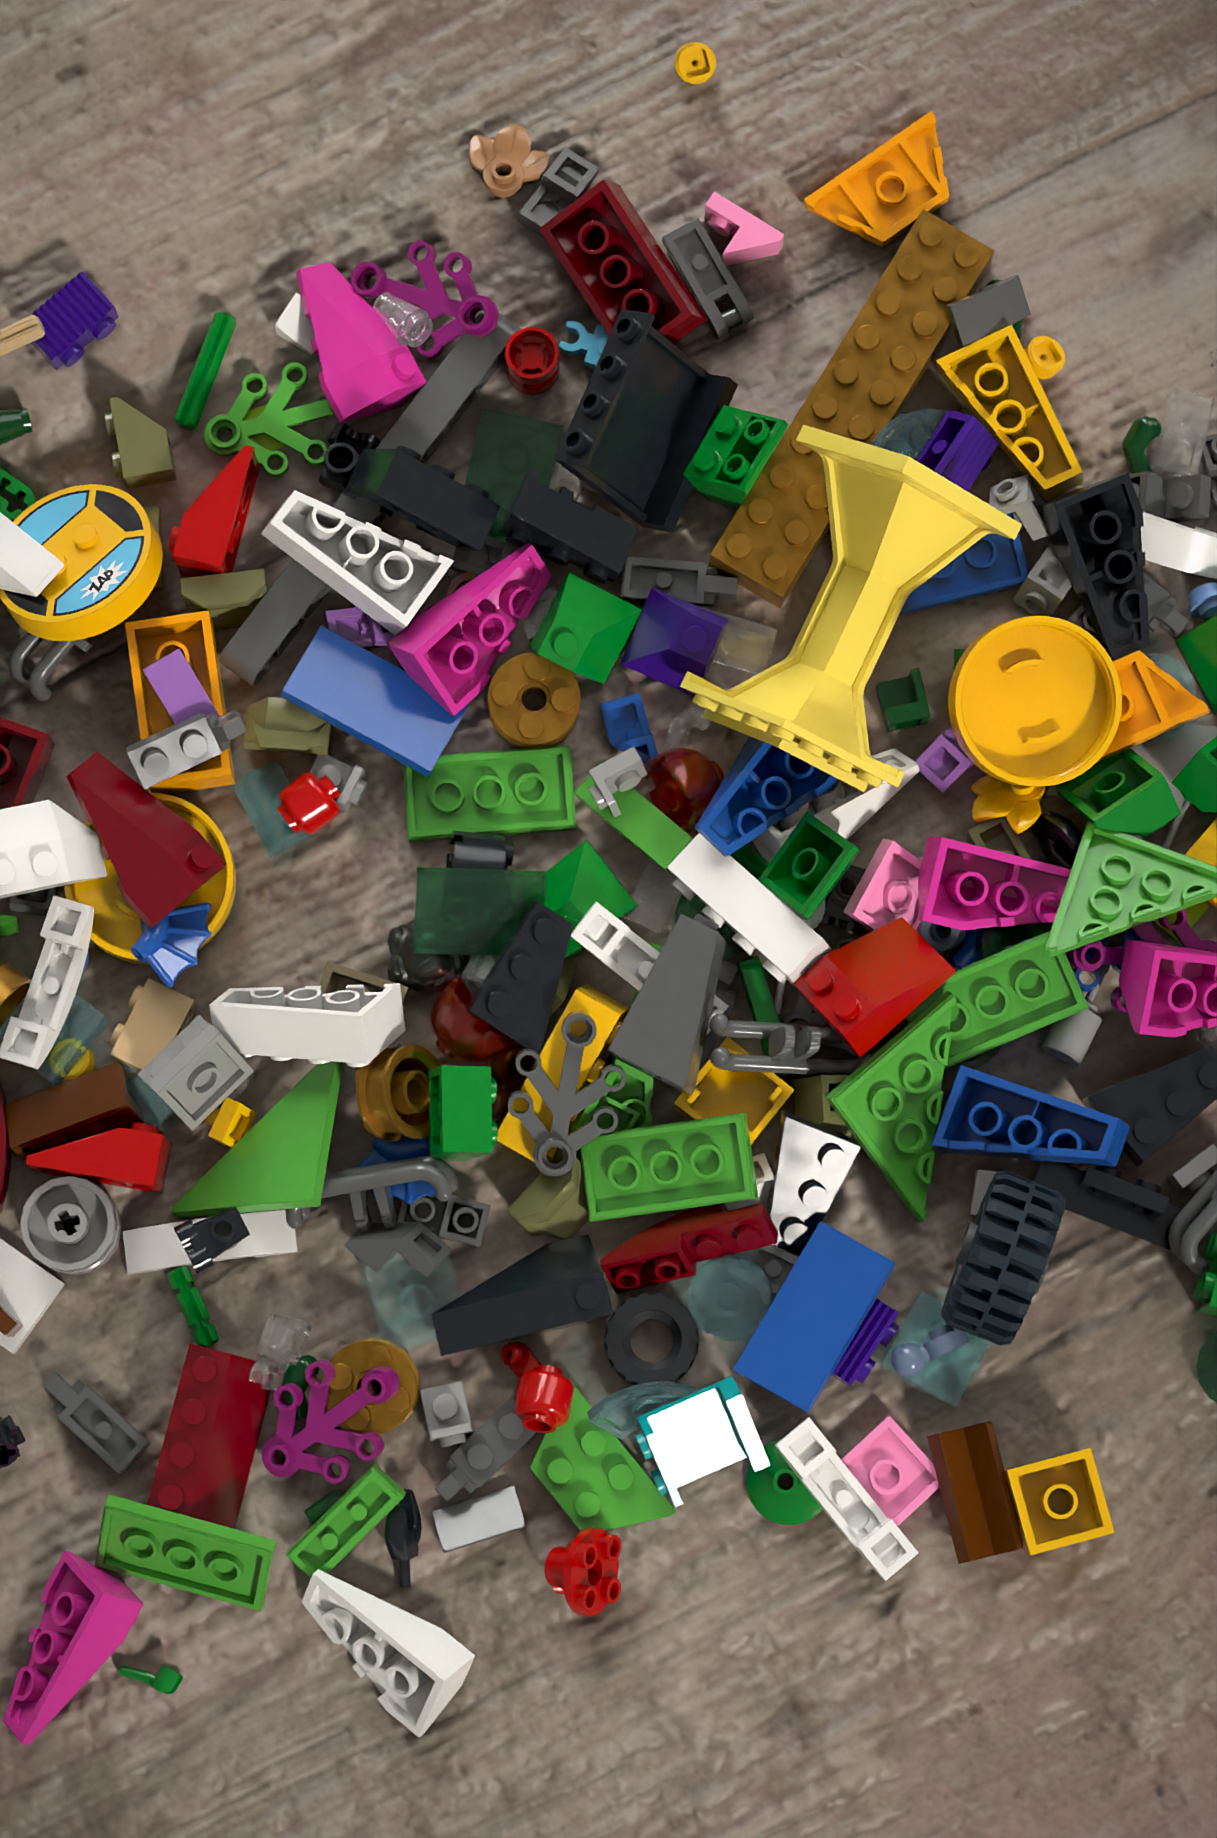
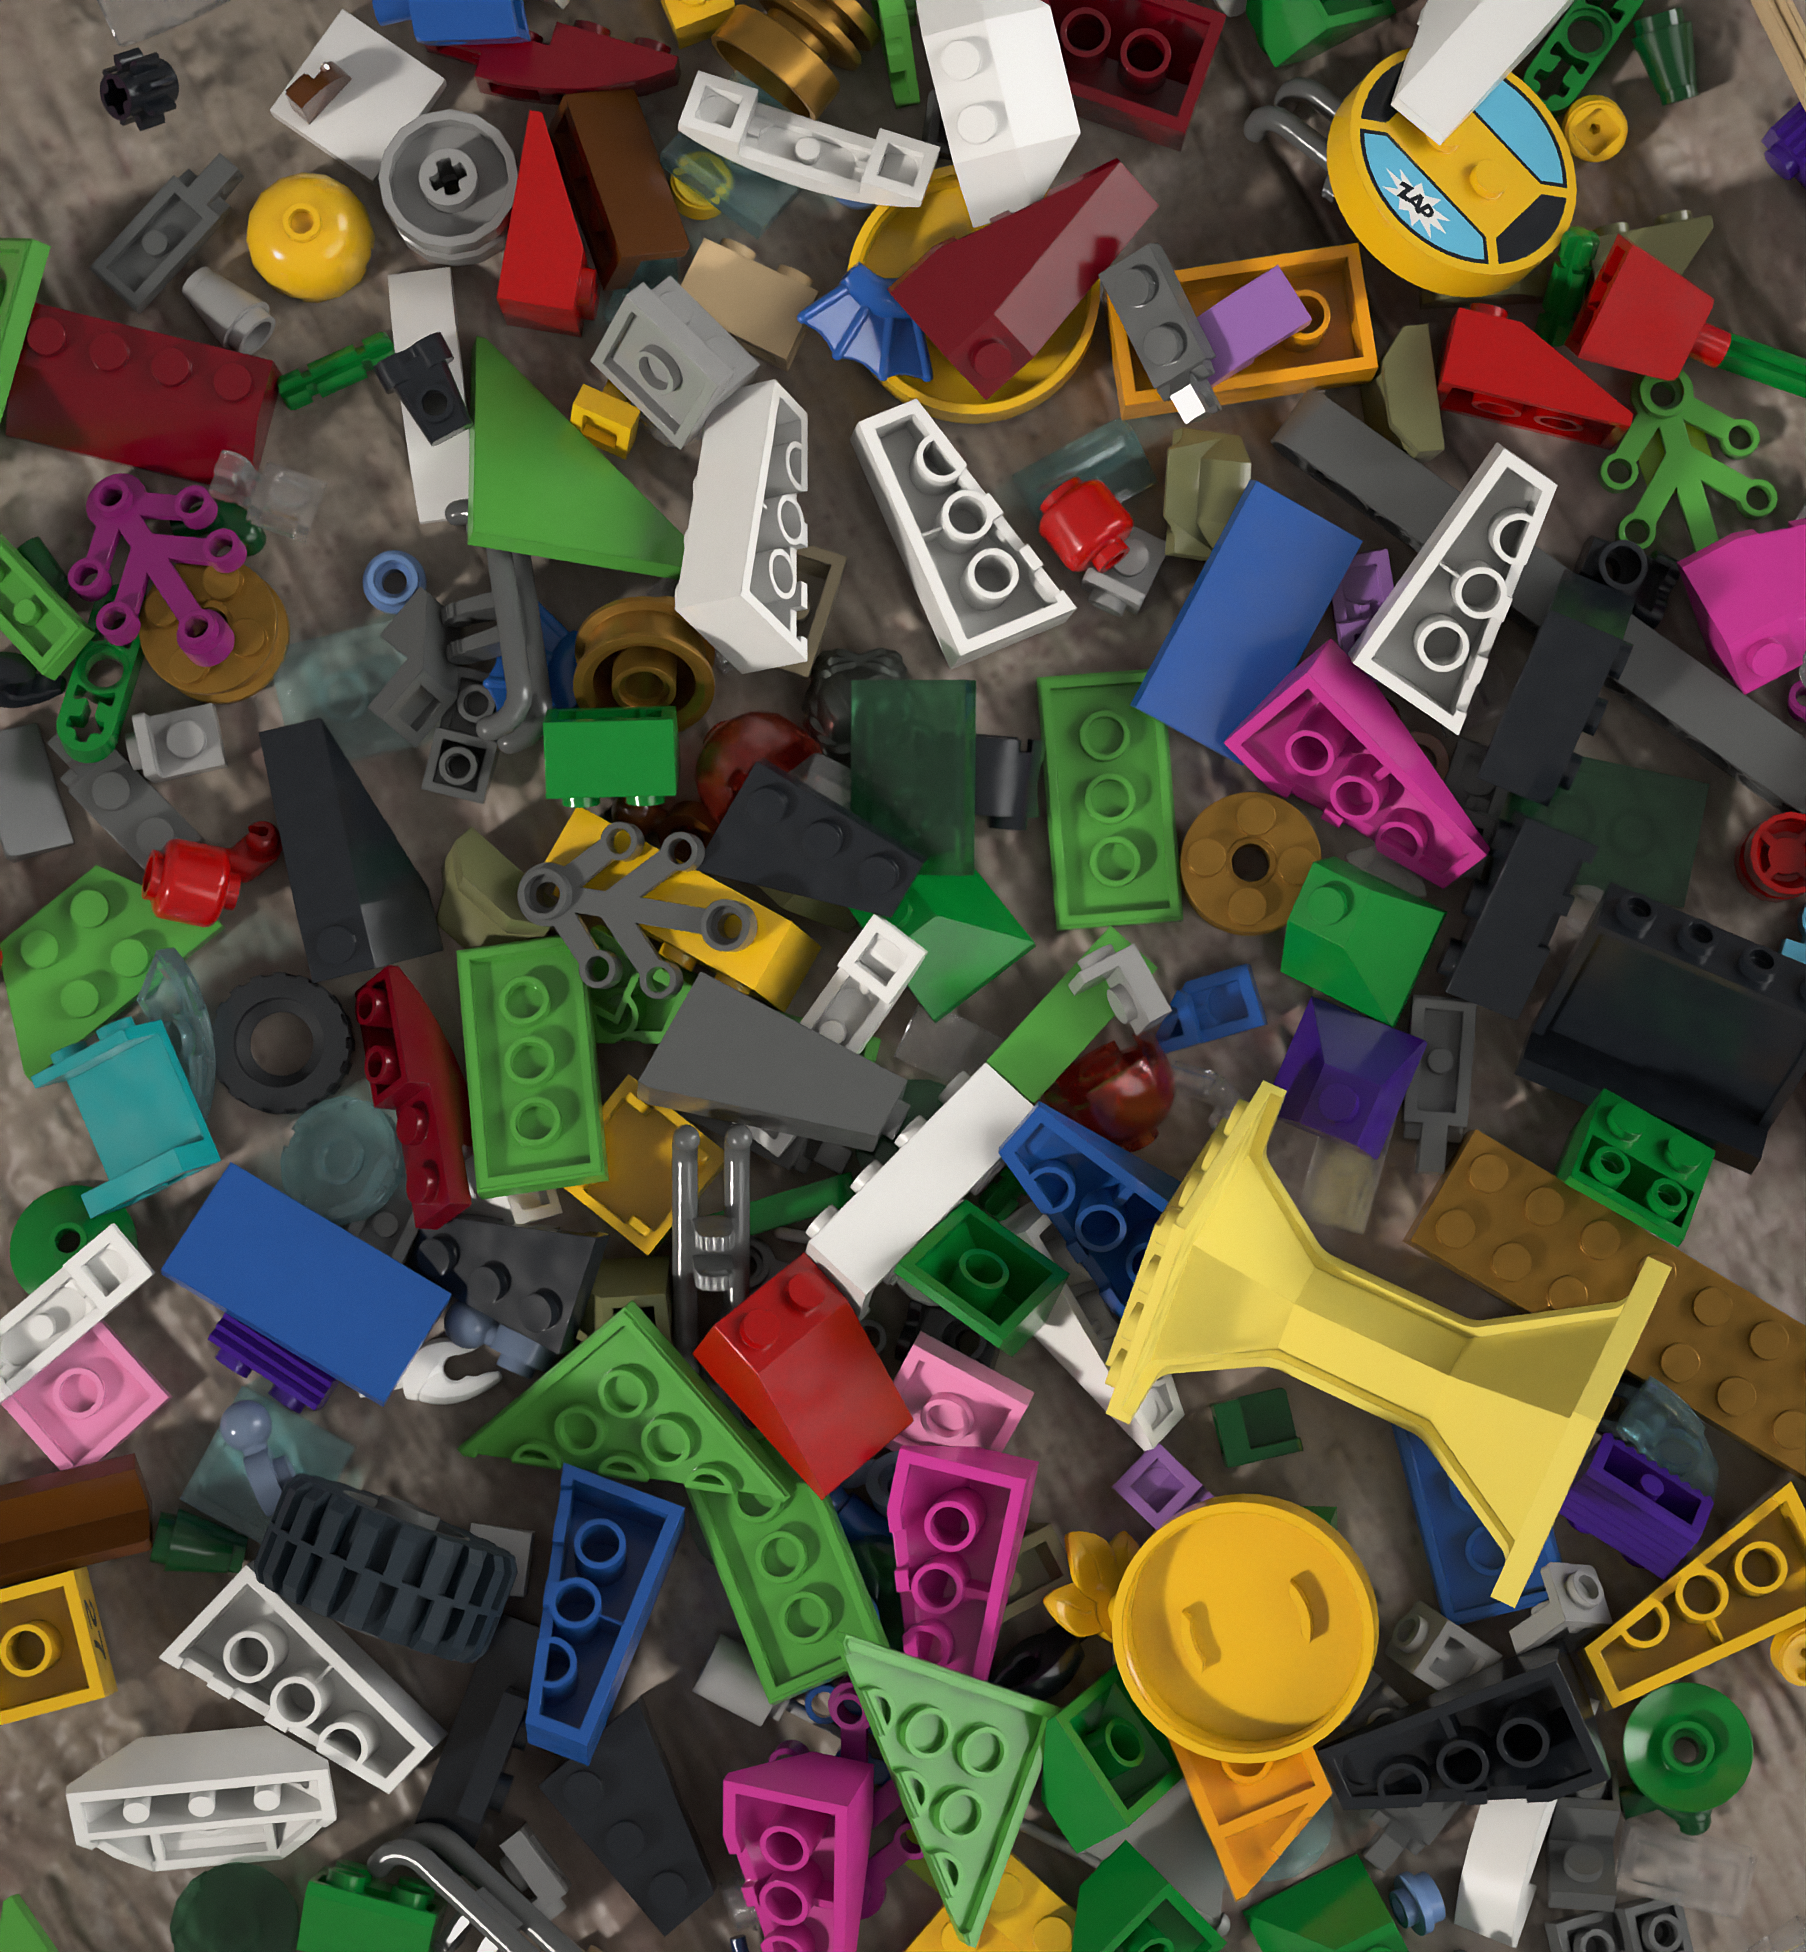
camera: 90 degrees right, 5 degrees up
(46, 474) = (1594, 128): none -> yellow tile
(100, 1326) = (310, 237): none -> yellow cylinder
(152, 1378) = (231, 313): none -> light grey cone
(153, 491) = (1567, 285): none -> green axle
(178, 439) = (1645, 317): none -> red torso
(316, 891) = (959, 550): none -> white wedge
(324, 1267) = (384, 565): none -> medium blue plate
(426, 1479) = (76, 710): none -> green beam
(858, 1179) = (473, 1329): none -> sand blue plate
(880, 1237) = (427, 1380): none -> white hand
(987, 1395) = (196, 1545): none -> dark green cone
(1074, 1319) = (306, 1680): none -> white wedge
(1103, 410) = (1705, 1720): none -> green dish
(1155, 1384) = (203, 1799): none -> white wedge

